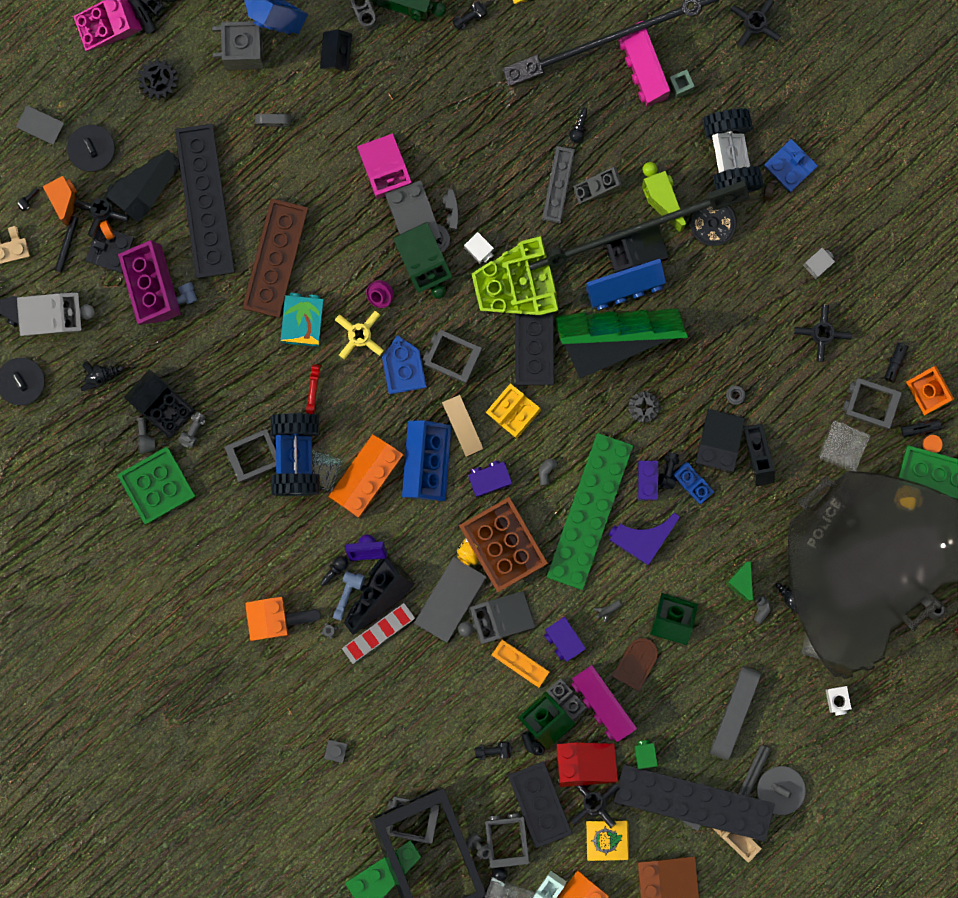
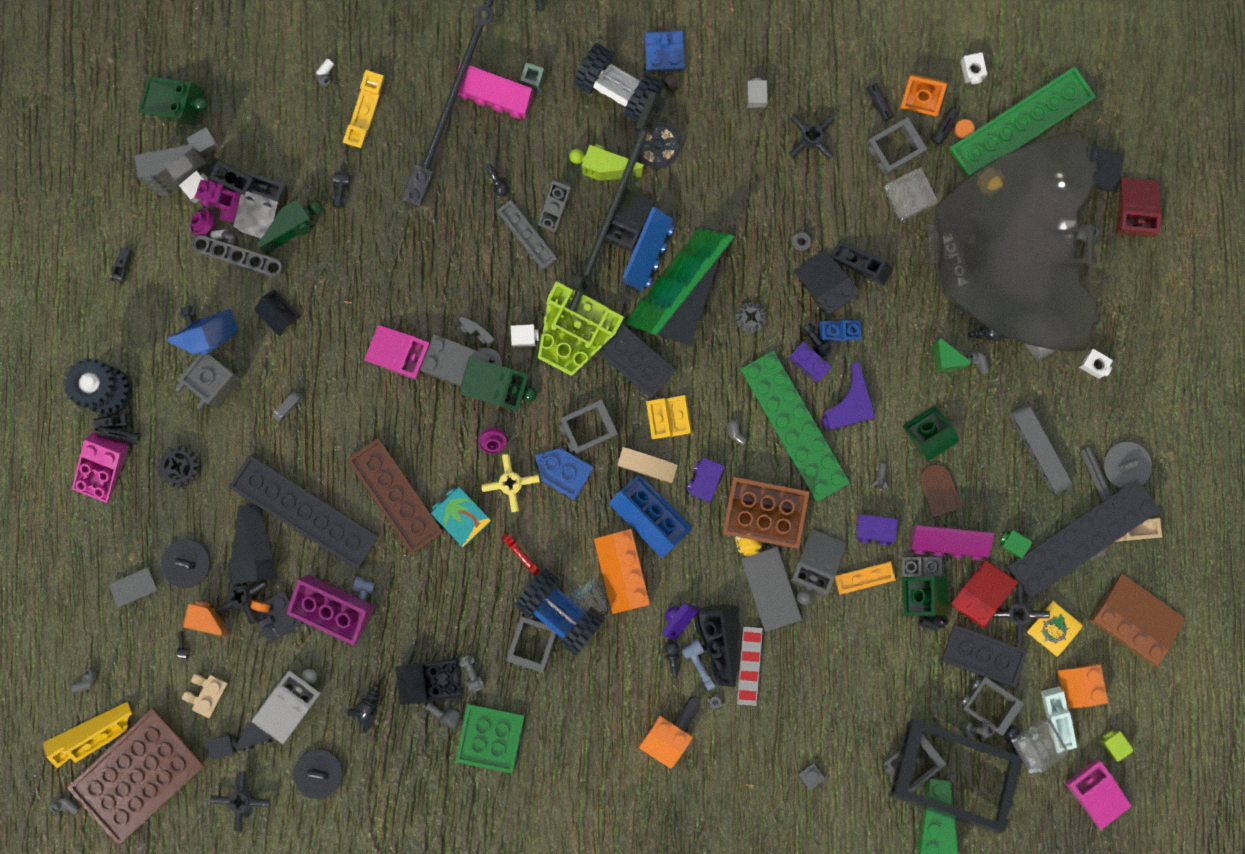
camera: 50 degrees left, 0 degrees up
(66, 244) = (243, 646): black bar -> none
(503, 749) = (919, 648): black bar -> none

